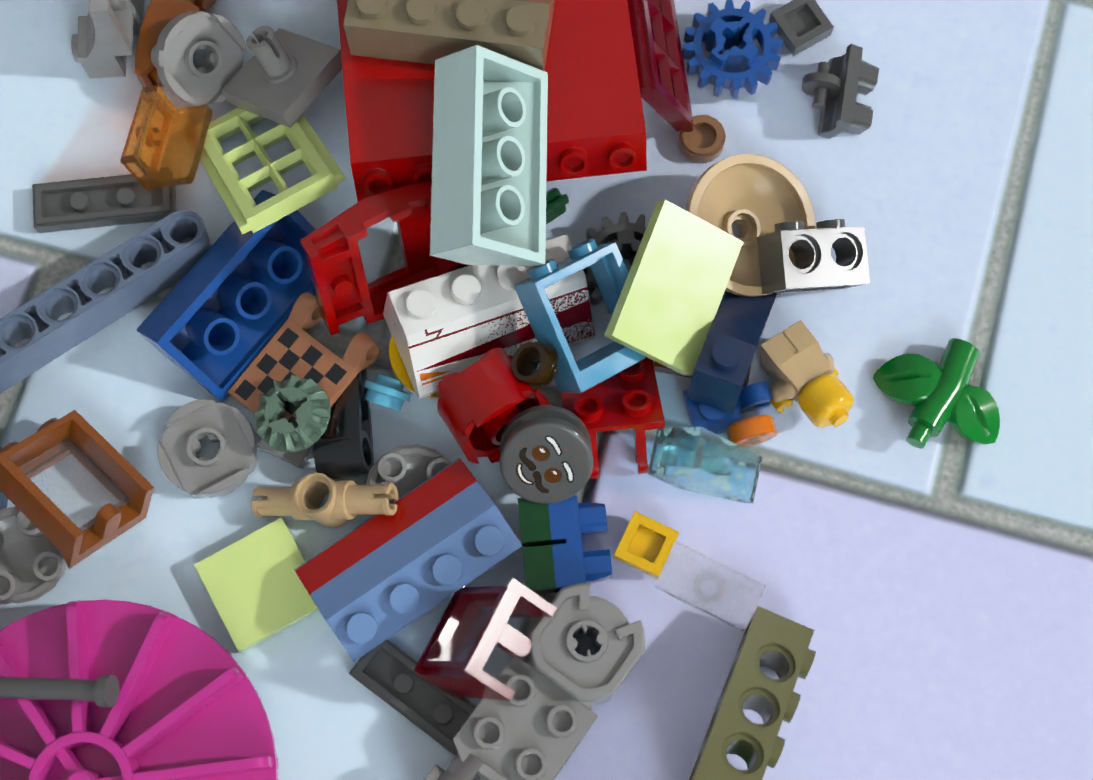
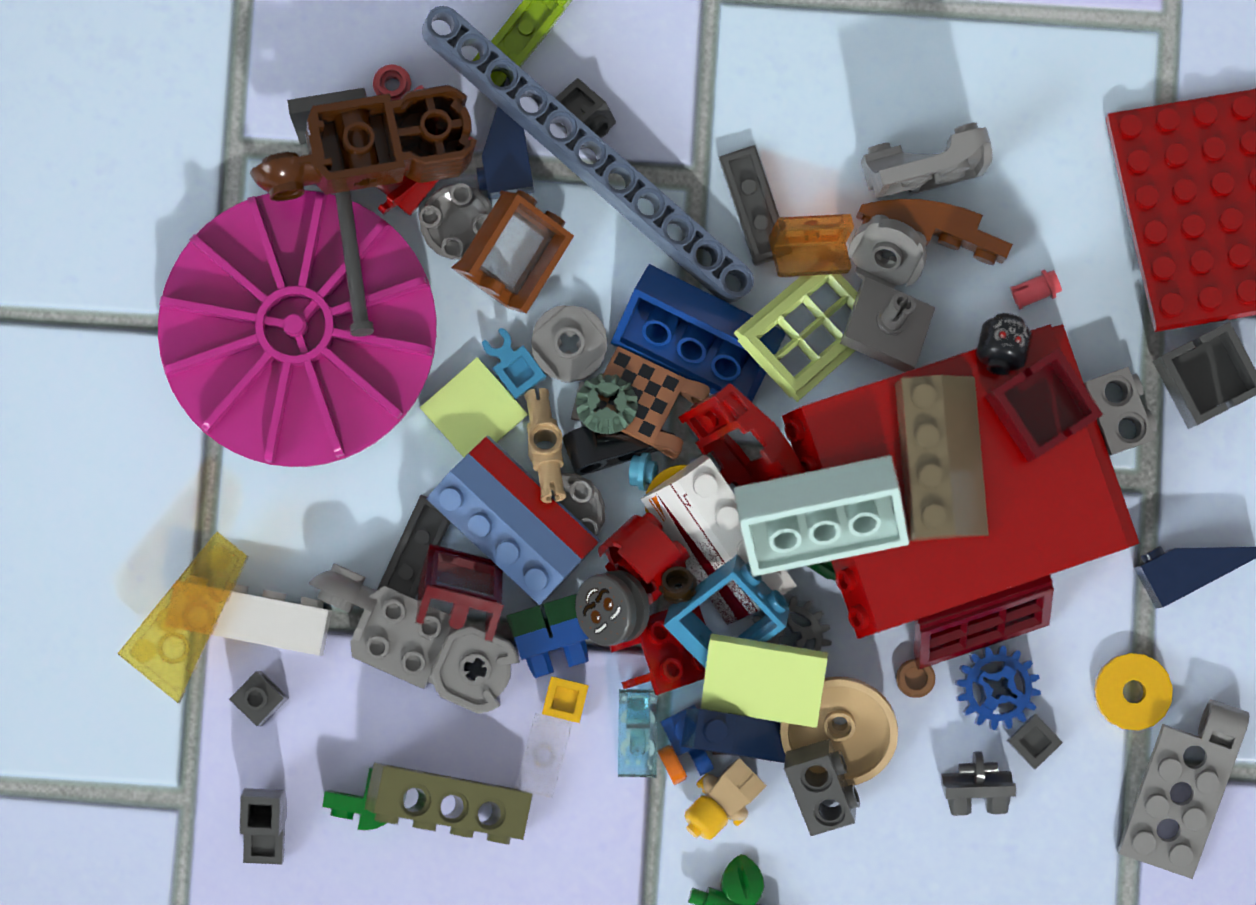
camera: 75 degrees right, 10 degrees up
(221, 519) = (517, 369): none -> dark azure plate

